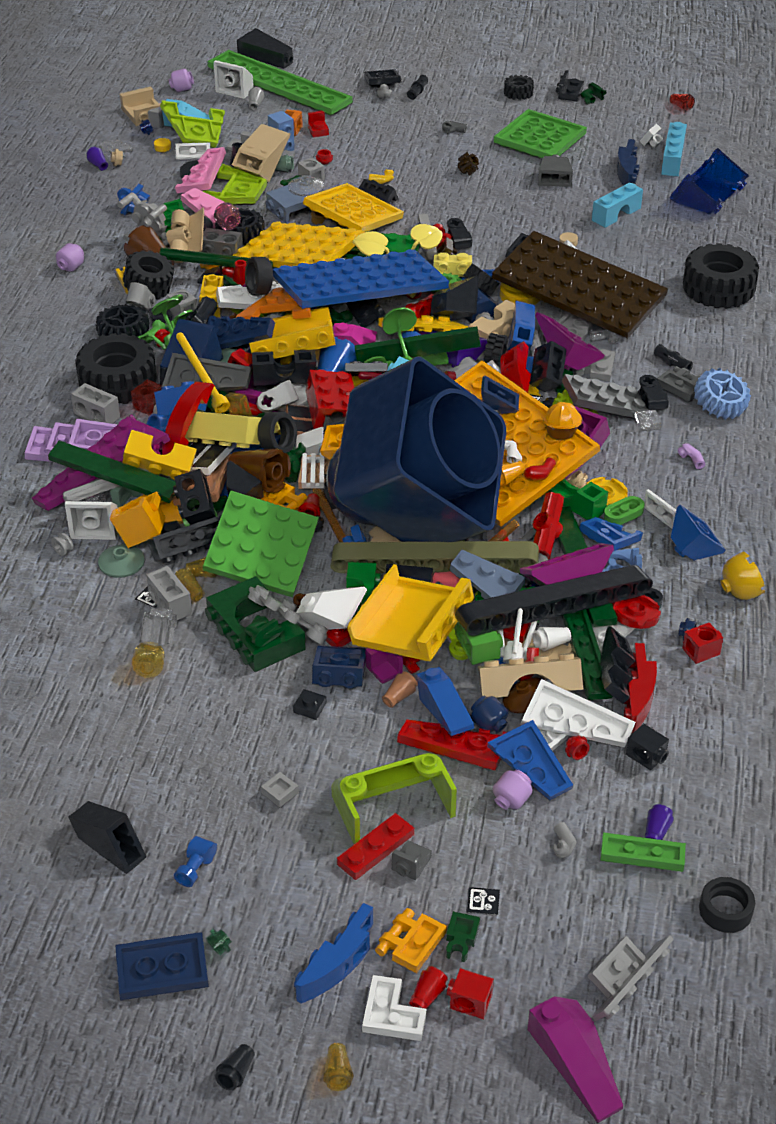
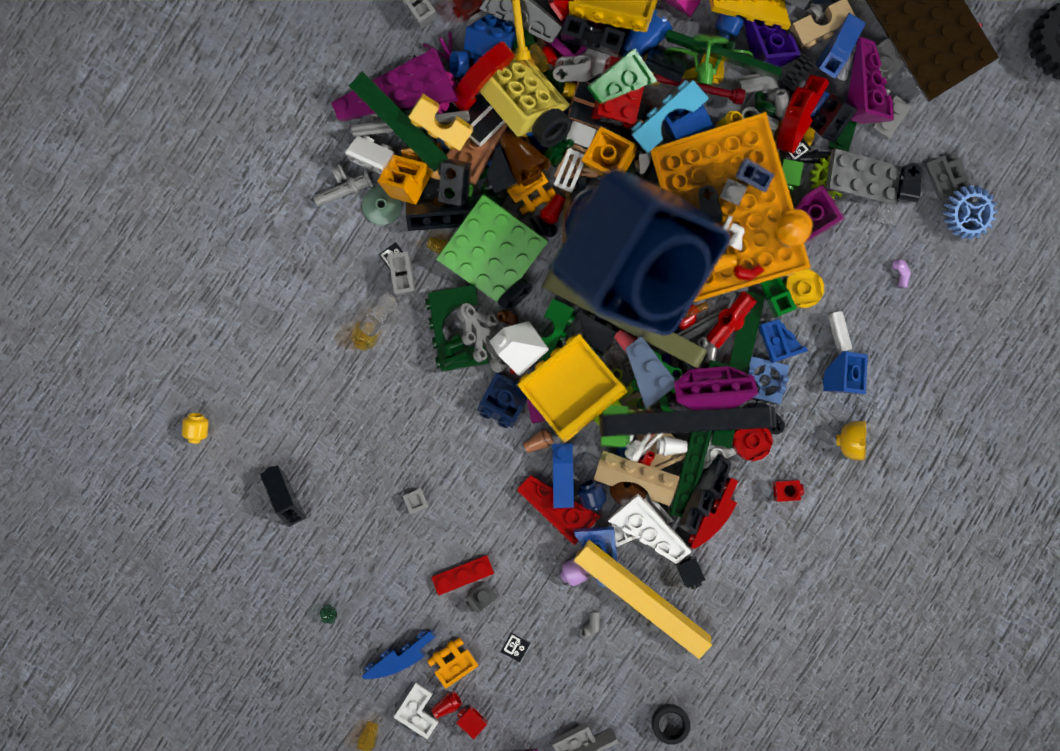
camera: 20 degrees right, 45 degrees up
(80, 549) = (352, 185): none -> light grey pin
(82, 434) = (383, 39): lavender slope -> none
(161, 966) = (286, 617): dark blue plate -> none
(191, 584) = (422, 263): clear yellow cone -> none
(198, 852) = (340, 535): blue leg -> none
(234, 1068) = (306, 711): black cone -> none
(305, 577) = (515, 294): none -> black beam
(309, 704) = (468, 425): black plate -> none
(330, 374) = (622, 77): none -> wing
(390, 778) = (490, 521): lime windscreen -> none
(461, 934) = (488, 672): dark green plate -> none
(577, 747) = (641, 549): red plate -> none
(610, 779) = (643, 599): none -> yellow tile
(624, 510) = (806, 318): bright green plate -> none
(643, 852) = (638, 659): bright green plate -> none
(658, 821) = (659, 642): dark purple cone -> none
(664, 353) = (959, 136): black pin -> none
(687, 625) = (784, 470): dark blue plate -> none

